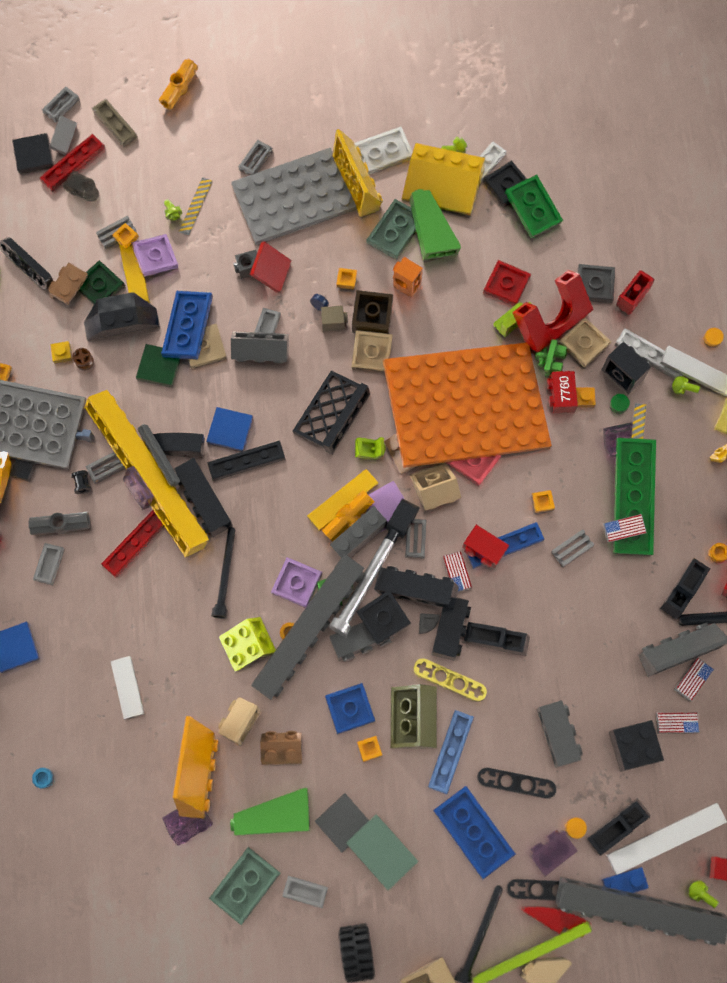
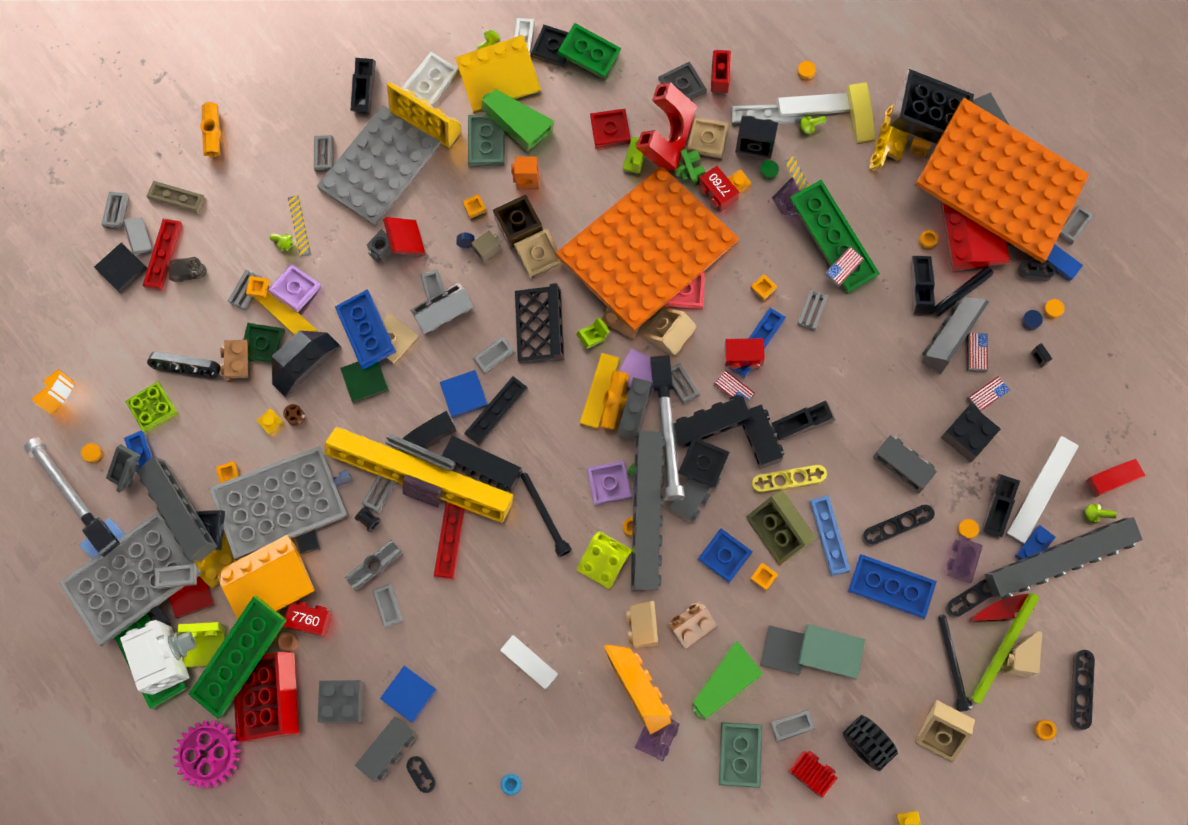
camera: 30 degrees left, 0 degrees up
(276, 413) = (493, 355): none -> light grey tile
(292, 945) = (813, 774): none -> red brick
(326, 120) = (362, 84): none -> black slope
(427, 622) = (738, 445): light grey tile -> none

